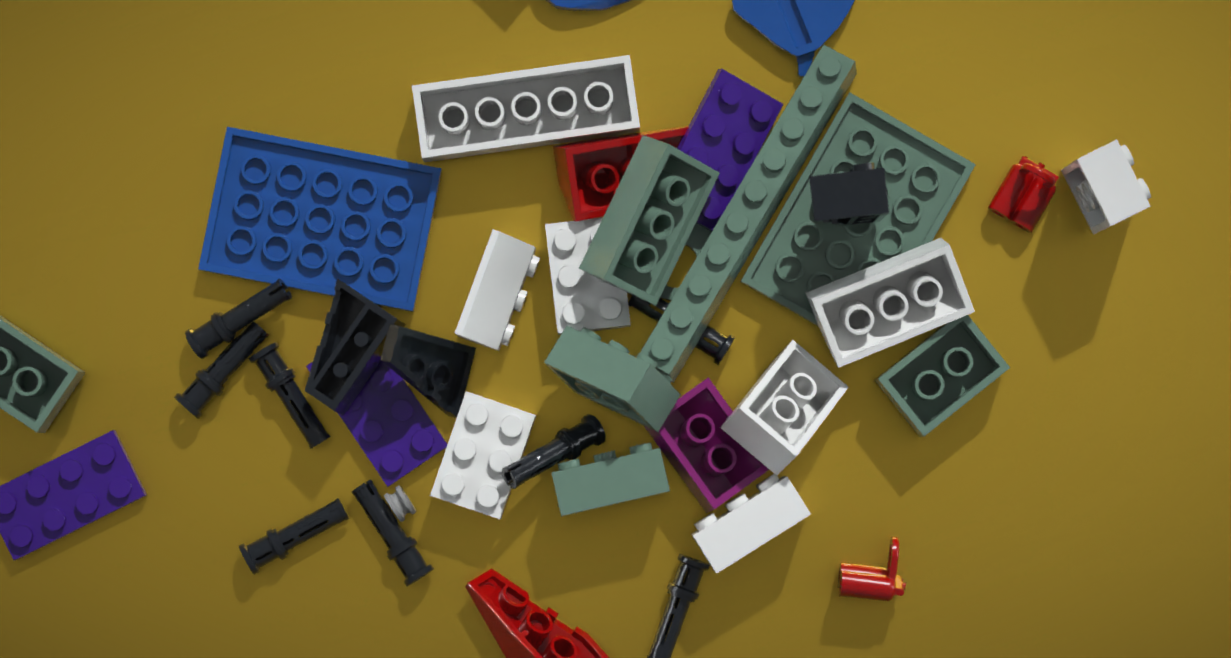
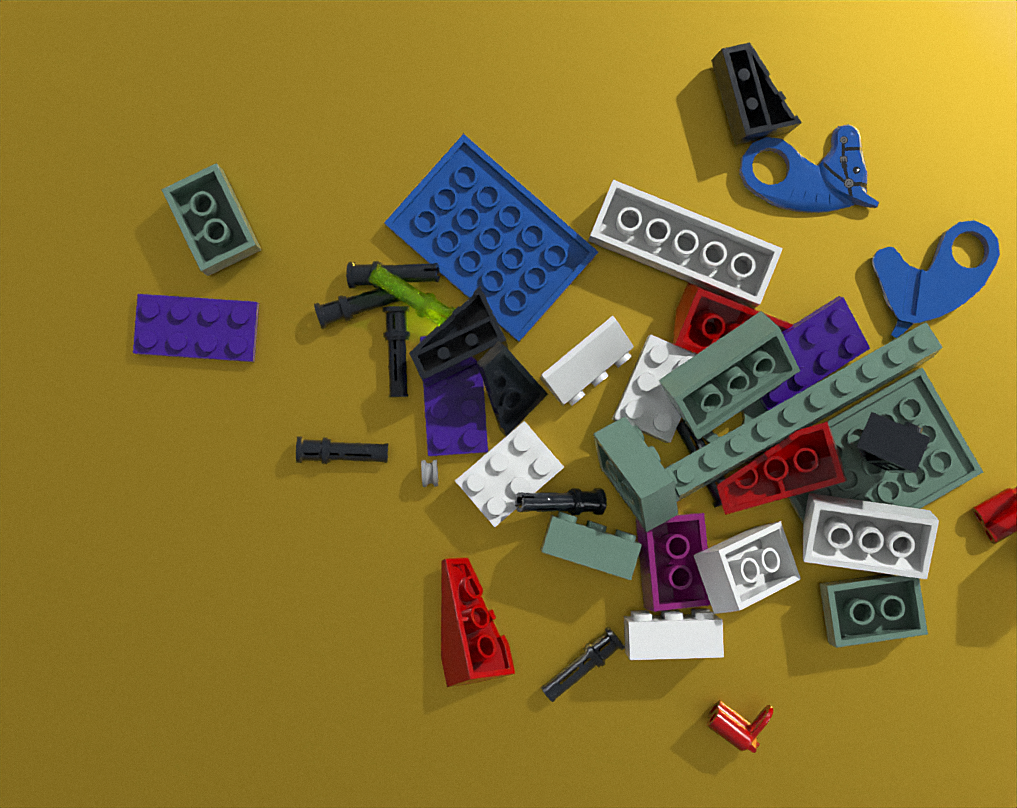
camera: 30 degrees right, 0 degrees up
(291, 329) = (424, 304): none -> clear neon green pin
(401, 548) = (412, 506): black pin -> none
(773, 275) = (792, 467): none -> red wedge

